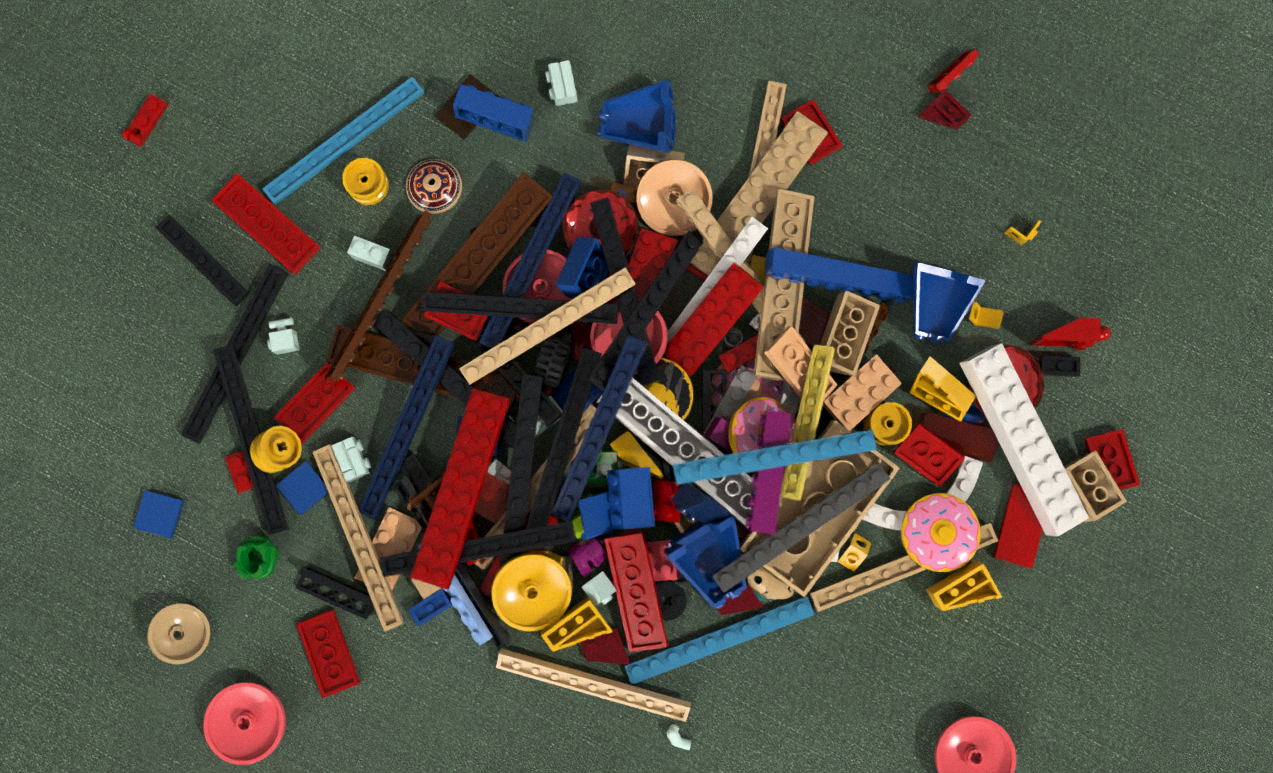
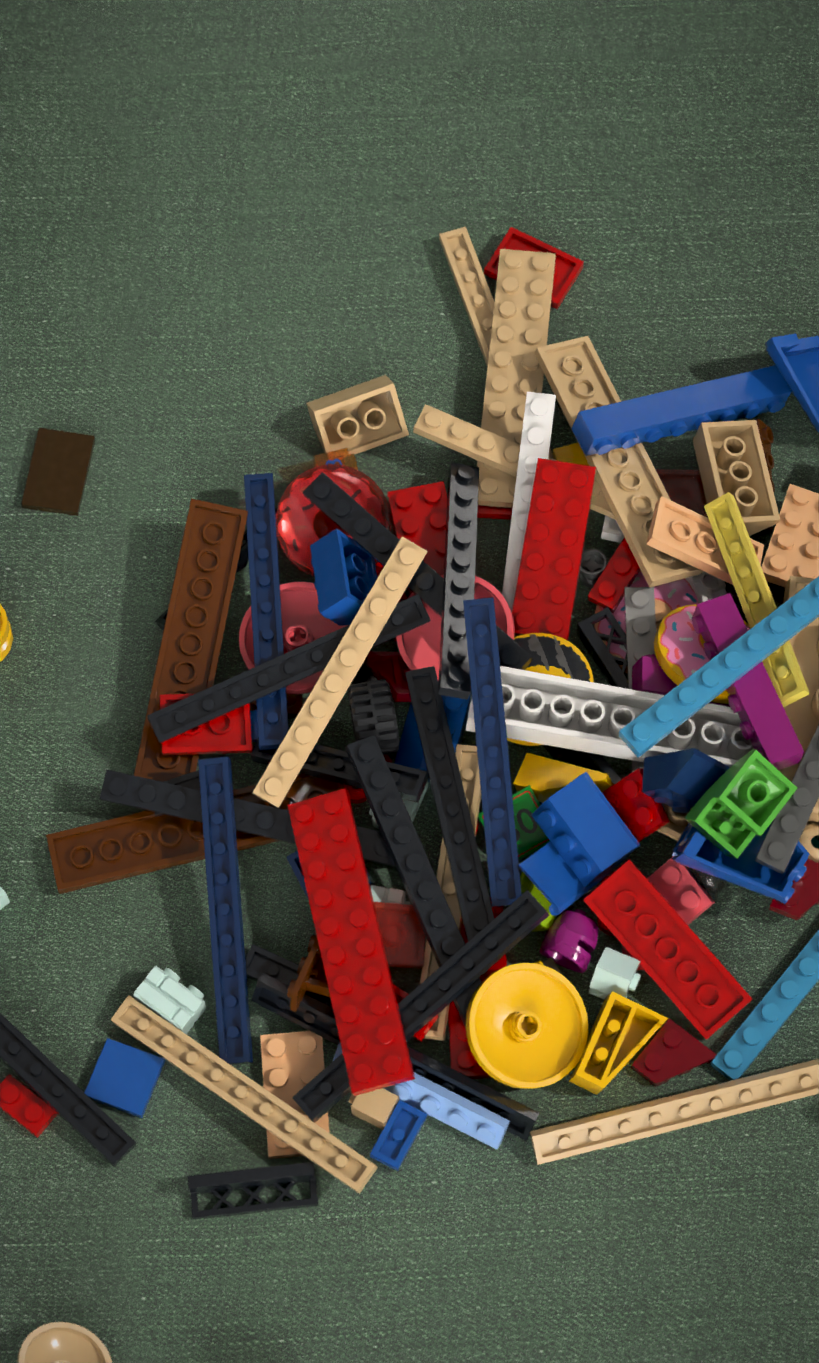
camera: 25 degrees left, 15 degrees down
(256, 557) = (115, 1202): green helmet -> none
(275, 449) = (59, 1038): yellow wheel -> none
(314, 404) = (74, 956): red plate -> none
(328, 653) = (292, 1281): red tile -> none
(370, 253) = (38, 719): light aqua brick -> none
(375, 303) = (85, 765): reddish brown plate -> none
(440, 195) = (74, 608): dish -> none
(493, 112) = (103, 454): blue brick -> none
(562, 83) = (170, 375): light aqua brick -> none
(641, 118) = (300, 361): blue cone -> none
(661, 189) = (385, 437): light nougat dish -> none
(678, 599) = (727, 934): black plate -> none
(721, 541) = (741, 803): none -> bright green slope
(946, 112) = (689, 156): dark red wing -> none
(953, 71) = (666, 104): red plate -> none

